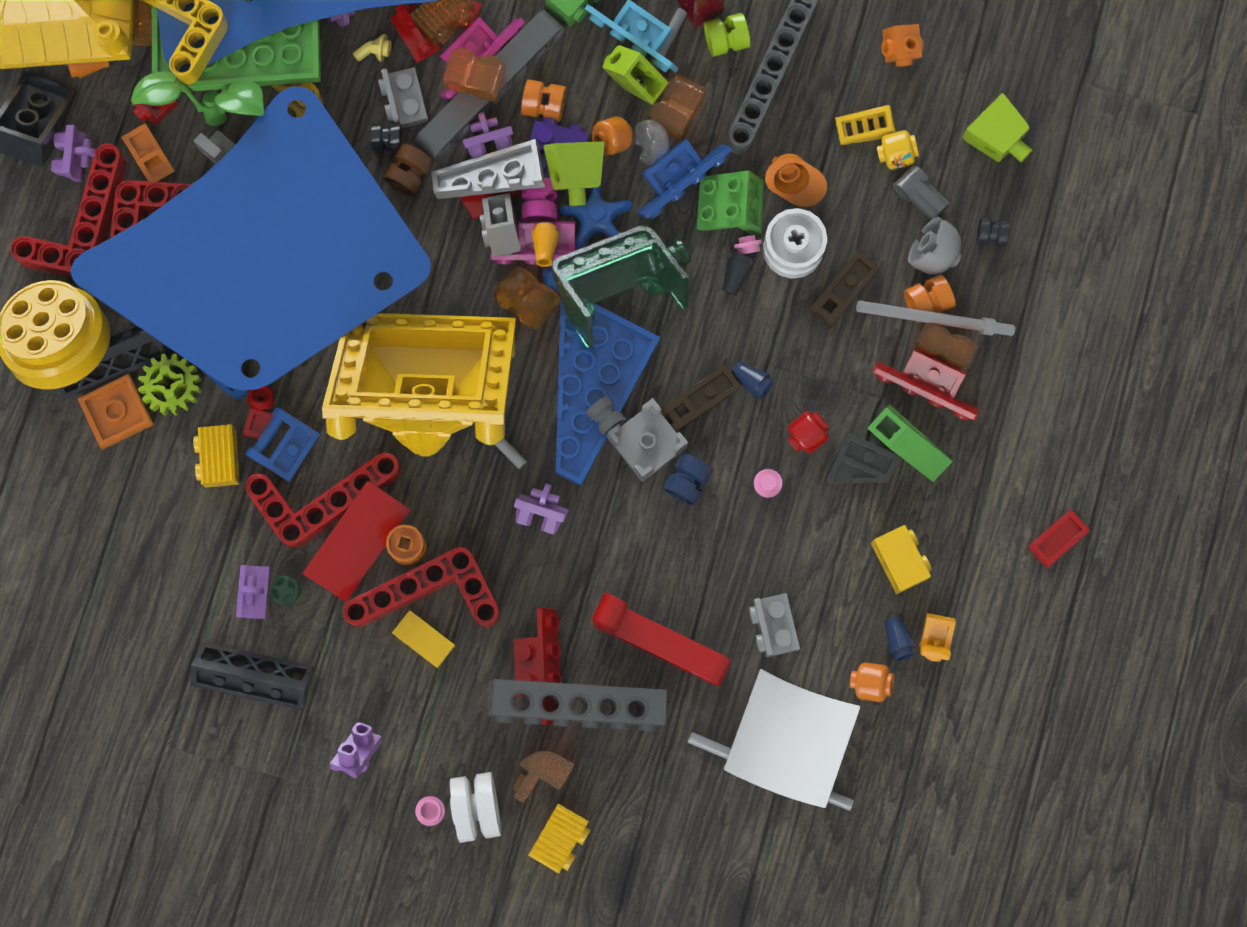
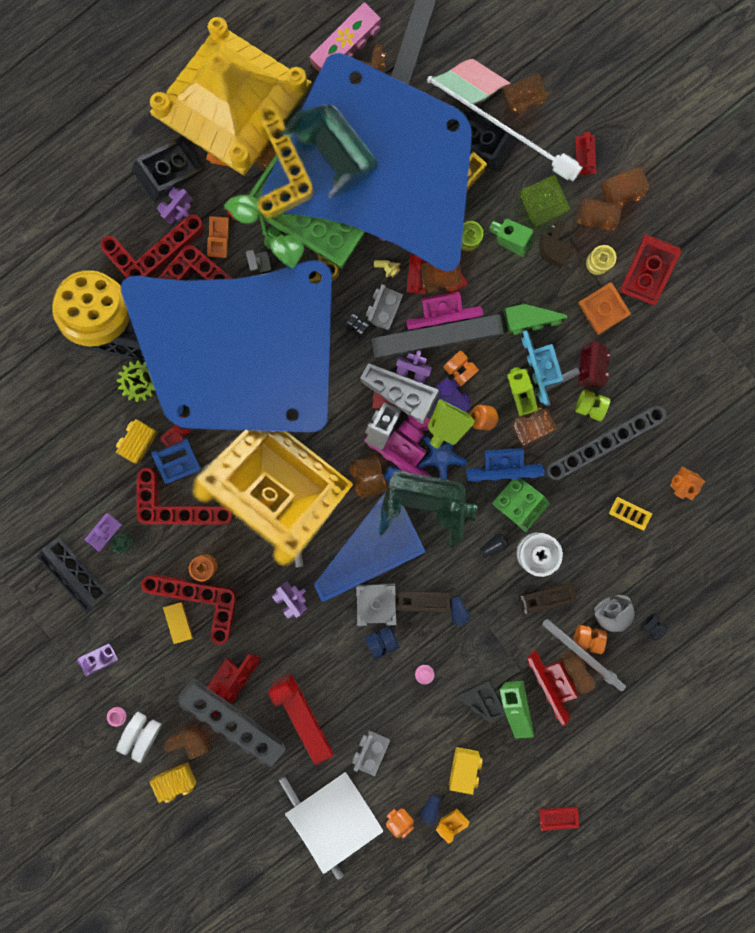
camera: 35 degrees right, 10 degrees up
(115, 411) = (99, 373): orange tile -> none
(356, 541) = (178, 544): red sticker -> none
(415, 163) = (362, 351): reddish brown wheel -> none
(474, 74) = (431, 328): clear orange brick -> none
(545, 241) = (399, 455): light orange cone -> none
(604, 414) = (362, 576): dark grey wheel -> none
(653, 140) = (505, 437): clear hair -> none
(748, 245) = (513, 535): bright pink plate -> none
(796, 180) = (567, 517): orange piece -> none
(808, 432) = (467, 664): red head -> none
(898, 150) = (638, 542): yellow head -> none
(916, 188) = (630, 570): dark grey piece -> none
(999, 131) = (703, 573): lime torso -> none

